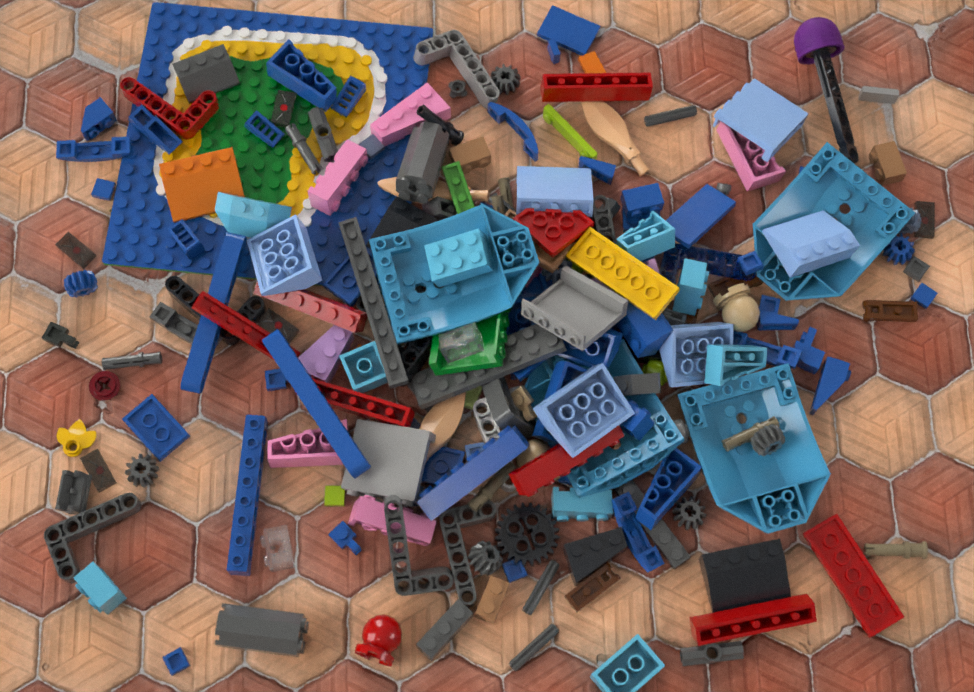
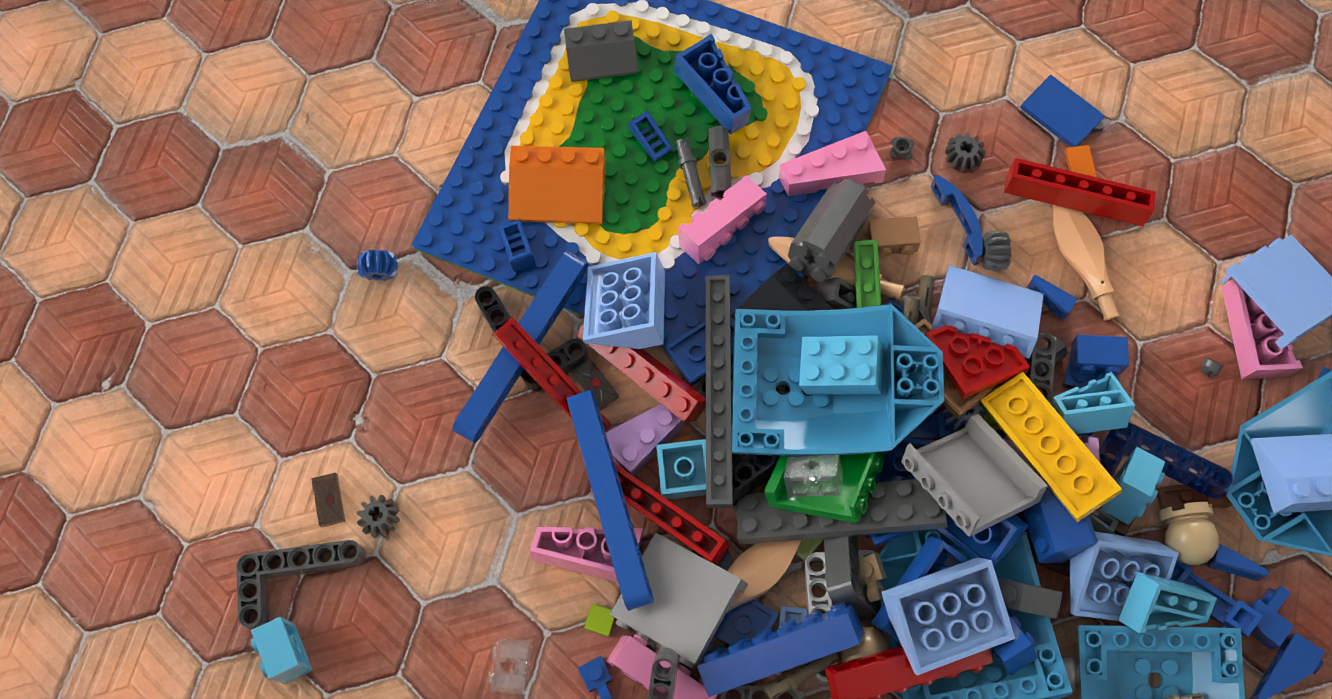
camera: 25 degrees right, 0 degrees up
(58, 335) = (333, 320): pearl dark grey plate -> none
(73, 492) = (289, 519): dark grey hinge -> none
(75, 250) = (386, 222): clear smoke tile -> none
(77, 436) = (316, 449): yellow plate -> none
(93, 151) = (442, 109): blue slope -> none
(96, 119) = (457, 72): blue slope -> none
(103, 189) = (440, 158): blue tile -> none
(104, 377) = (356, 397): dark red gear -> none
(132, 360) = (417, 377): dark grey pin -> none
(154, 129) = (520, 102): blue slope -> none
(156, 427) = (411, 467): blue tile -> none
(167, 111) = (541, 84): red beam -> none
(175, 323) = (474, 344): dark grey slope -> none
(247, 495) = (493, 588): blue brick -> none
(249, 215) = (601, 237): medium azure wedge -> none
(275, 380) = (570, 451): blue plate -> none
(283, 108) = (681, 117): clear smoke tile -> none
(348, 87) = (772, 106): blue slope -> none
(372, 145) = (775, 192): sand blue tile -> none
(455, 136) = (882, 206): black pin -> none
(457, 48) = (921, 115): light grey beam -> none
(548, 146) = (996, 251): none -> dark grey gear
(552, 117) = (1014, 218): lime plate -> none
(553, 51) = (1036, 132): blue tile -> none
(655, 366) = (1056, 579): lime head -> none
(670, 115) = (1166, 253): dark grey axle -> none
(699, 215) = (1171, 393): blue tile -> none
(750, 263) = (1224, 478): blue tile -> none
(769, 304) = (1233, 538): blue plate -> none

